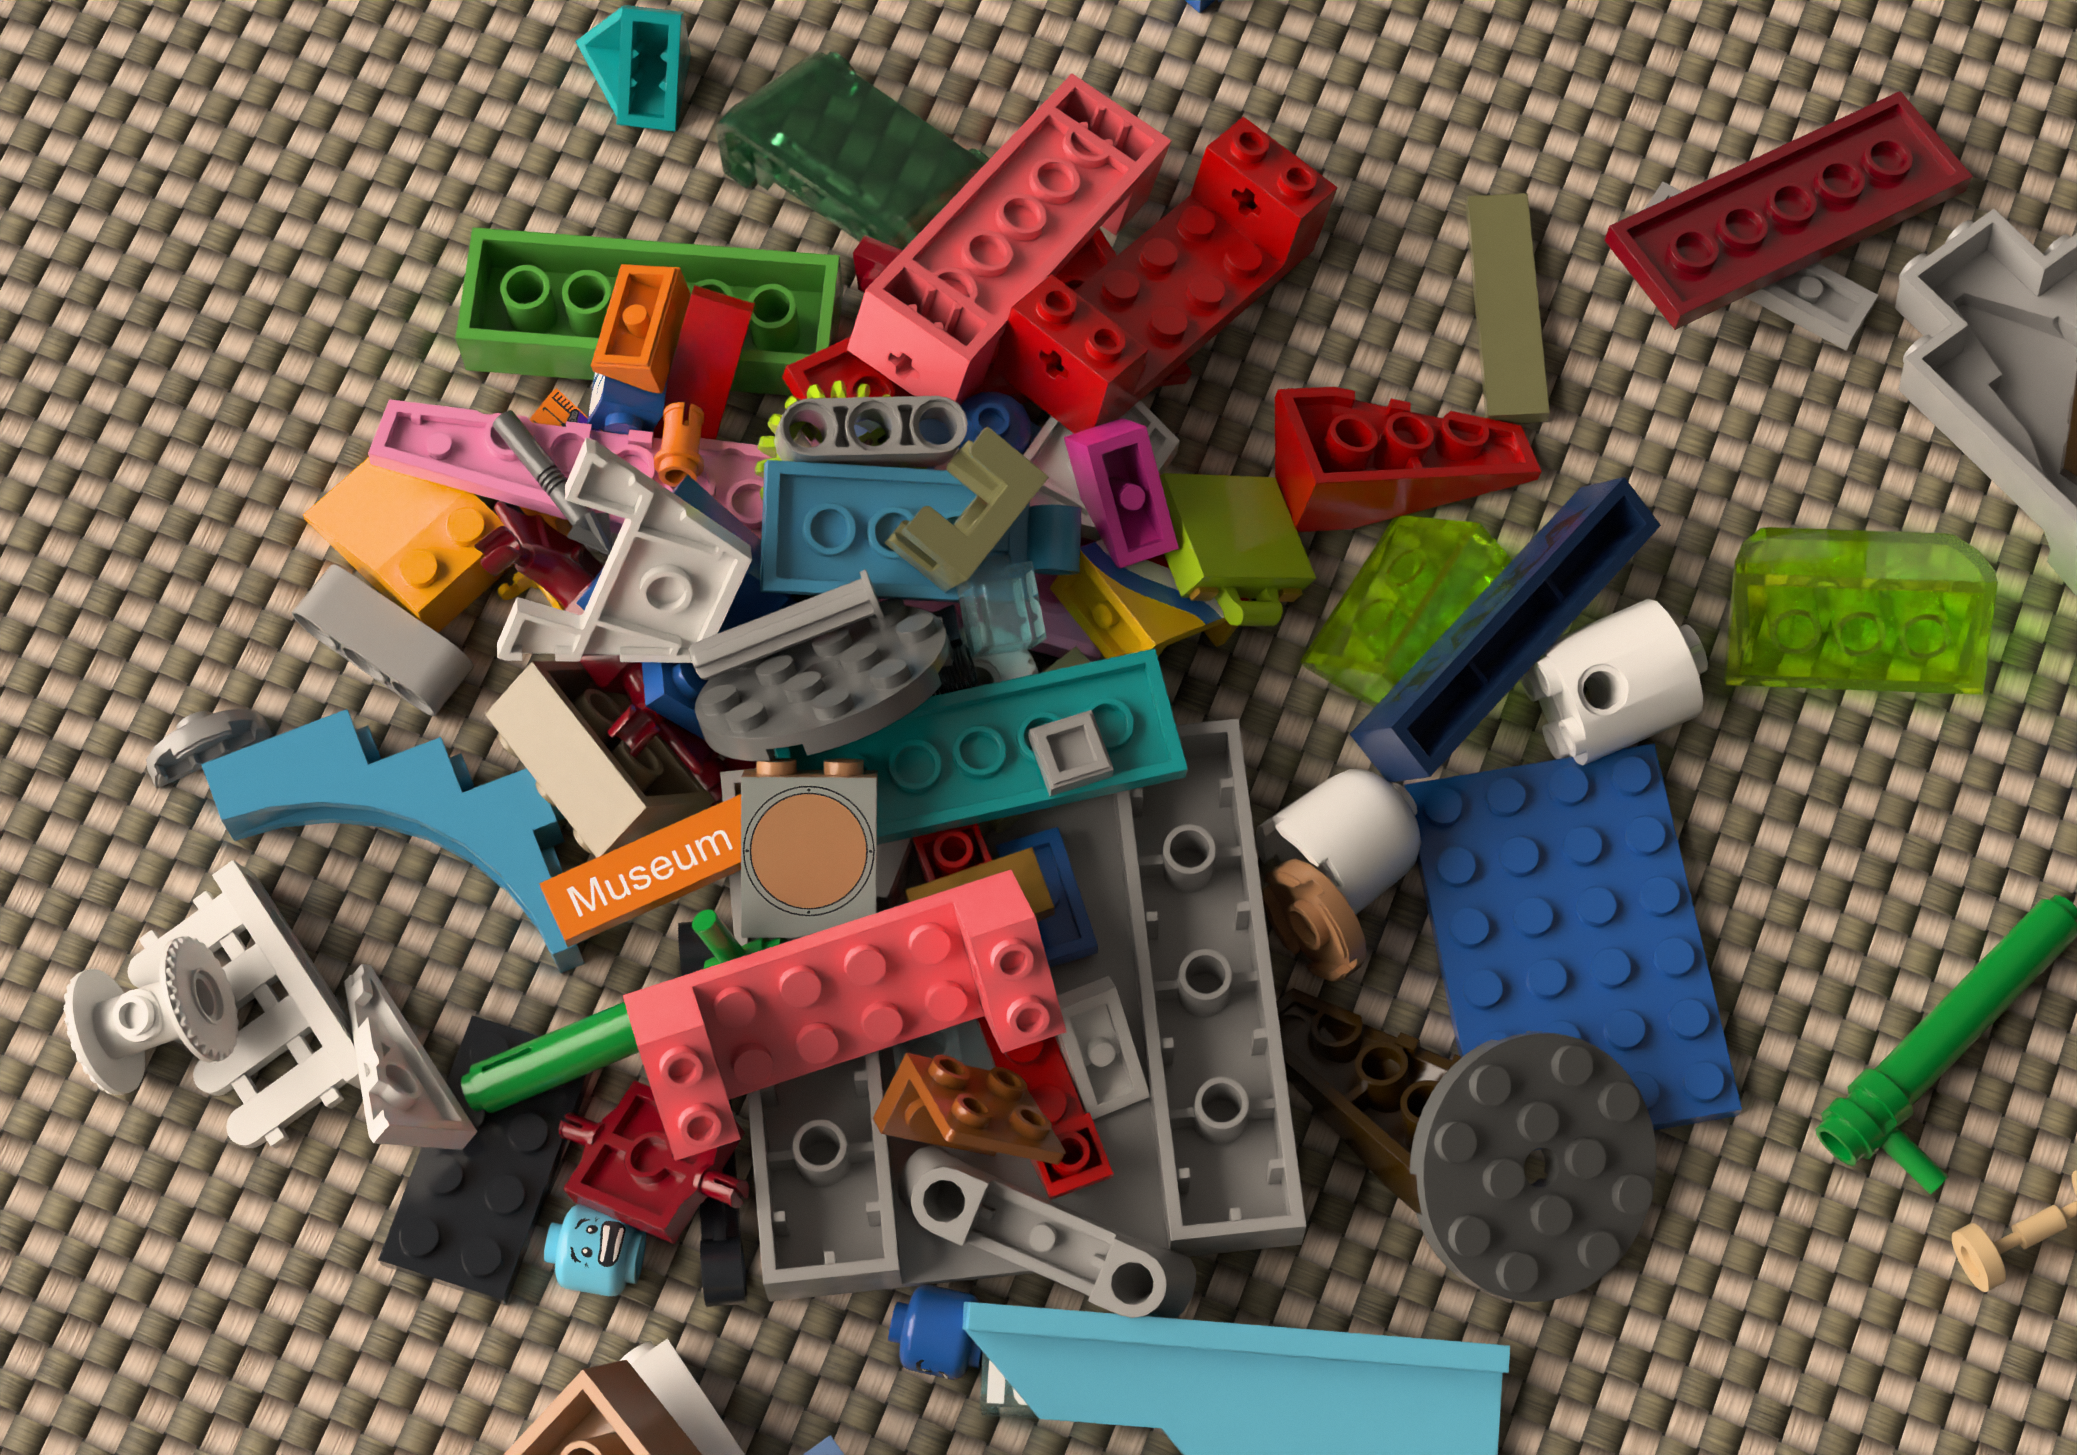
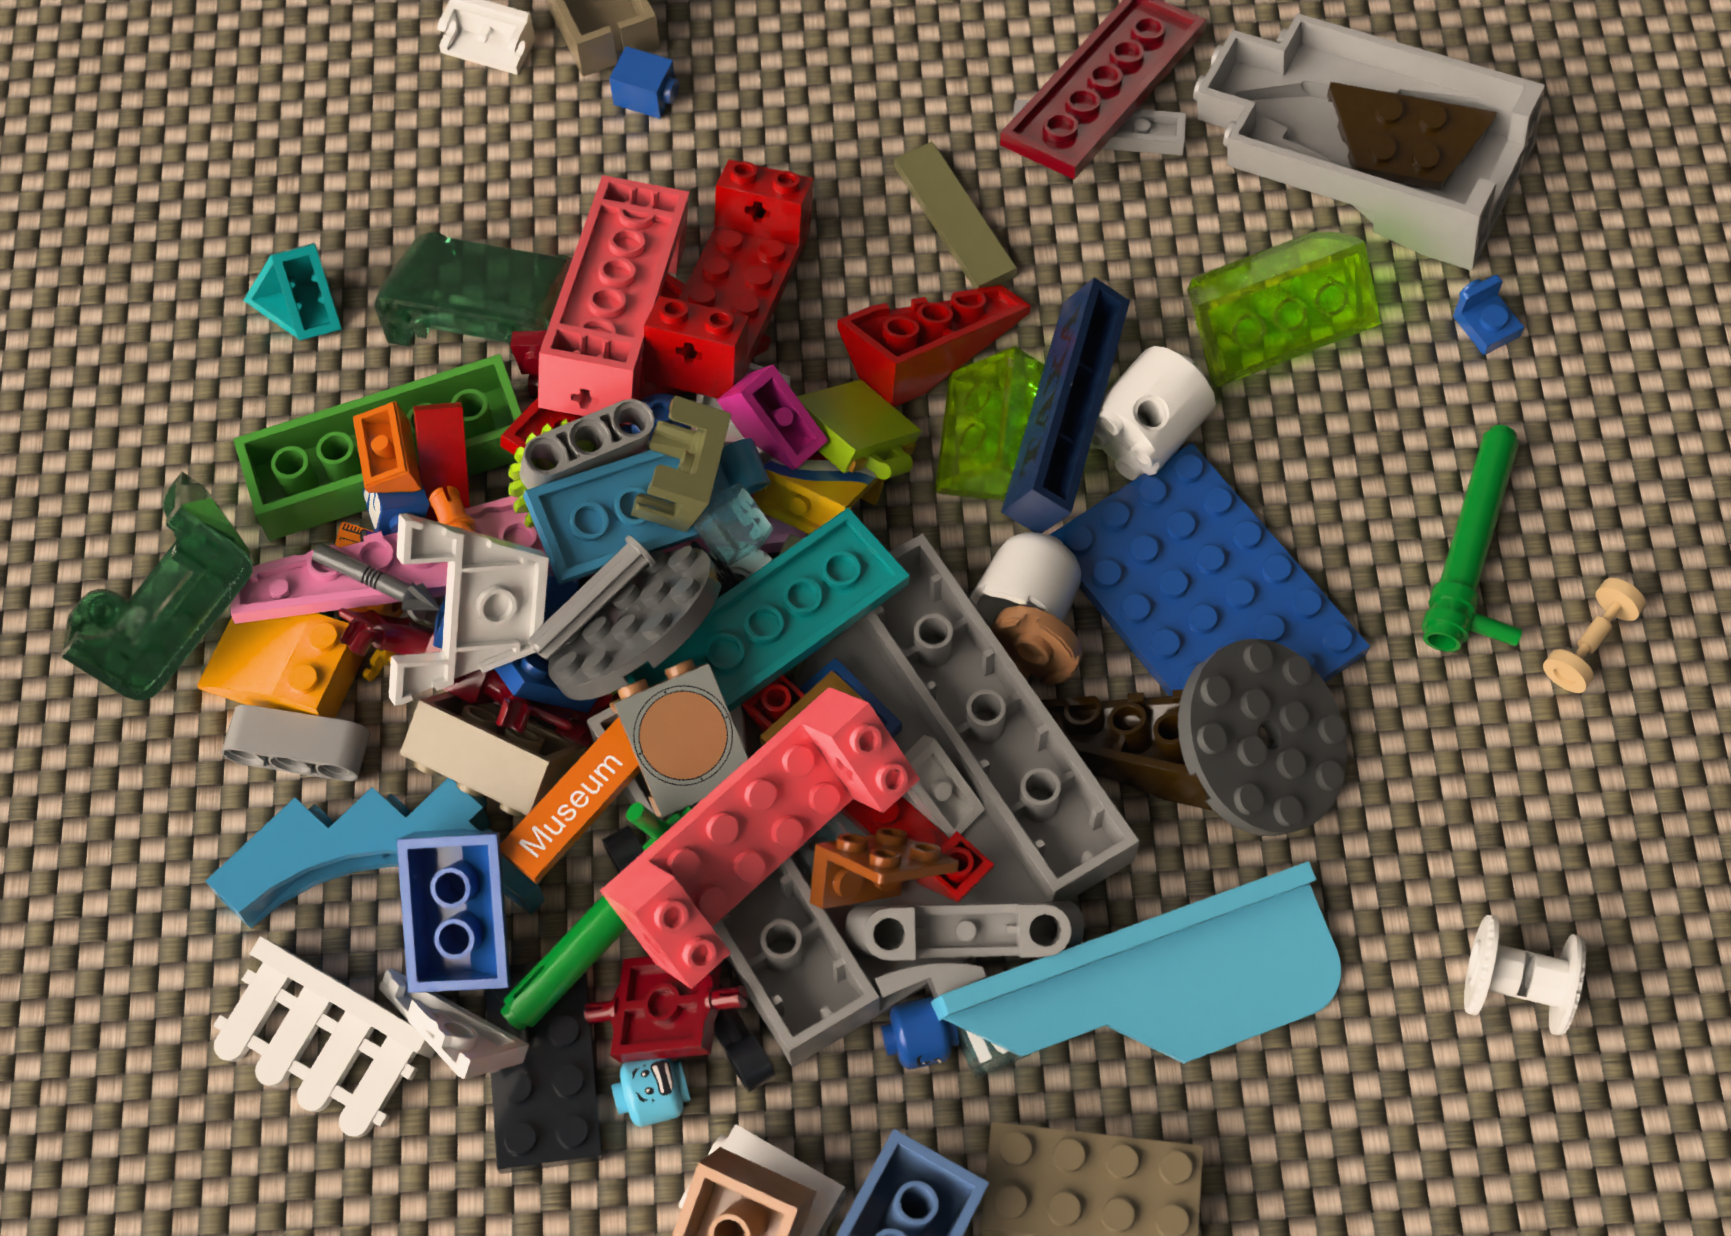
camera: 25 degrees left, 5 degrees down
(116, 1027) = (227, 1092): white hose -> none
(202, 739) = (194, 867): light grey plate -> none
(262, 431) = (147, 638): none -> clear green windscreen
(459, 932) = (453, 910): none -> blue slope
(990, 1278) = (939, 976): none -> light grey slope
(1070, 753) = (827, 597): light grey tile -> none

